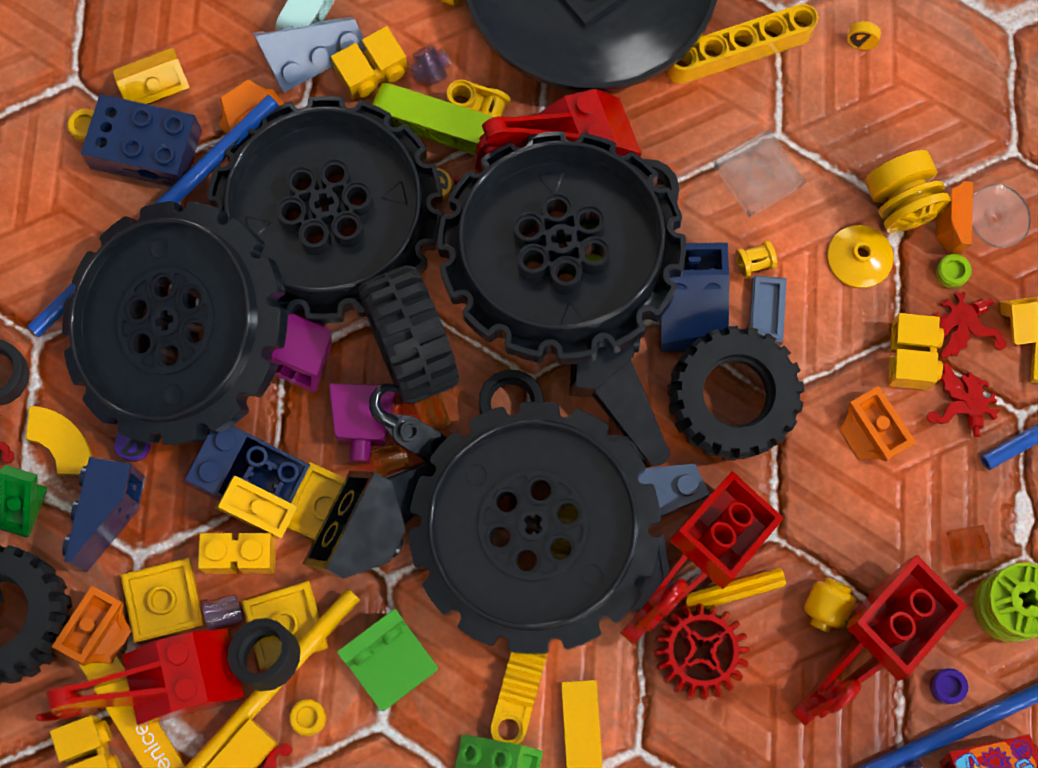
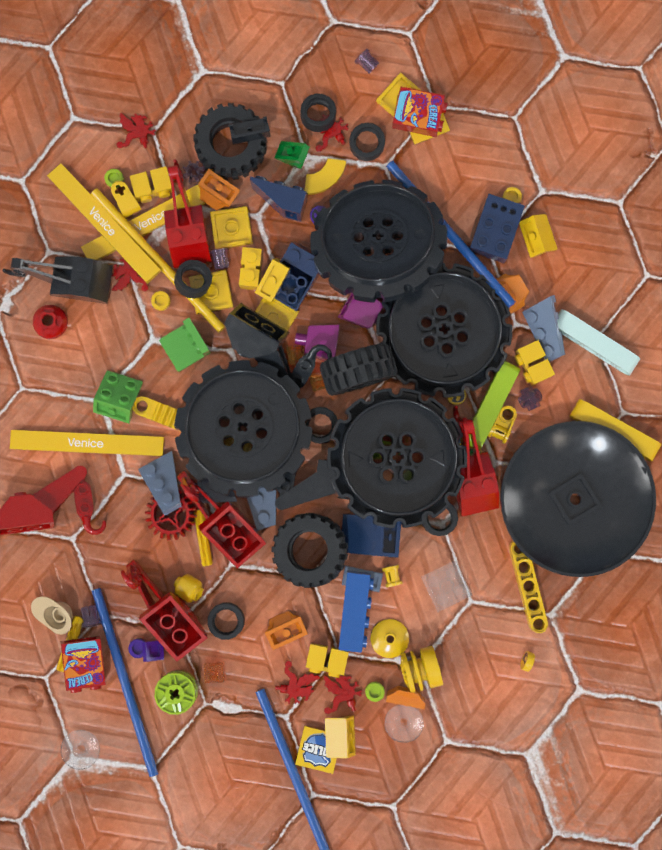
camera: 100 degrees right, 10 degrees up
(51, 676) = (193, 166): none -> gear
(647, 670) = (162, 482): none -> sand blue wing
(826, 311) = (354, 611): none -> blue brick
(892, 511) = (226, 635): none -> black tyre
(951, 657) = (152, 651): none -> dark purple tile

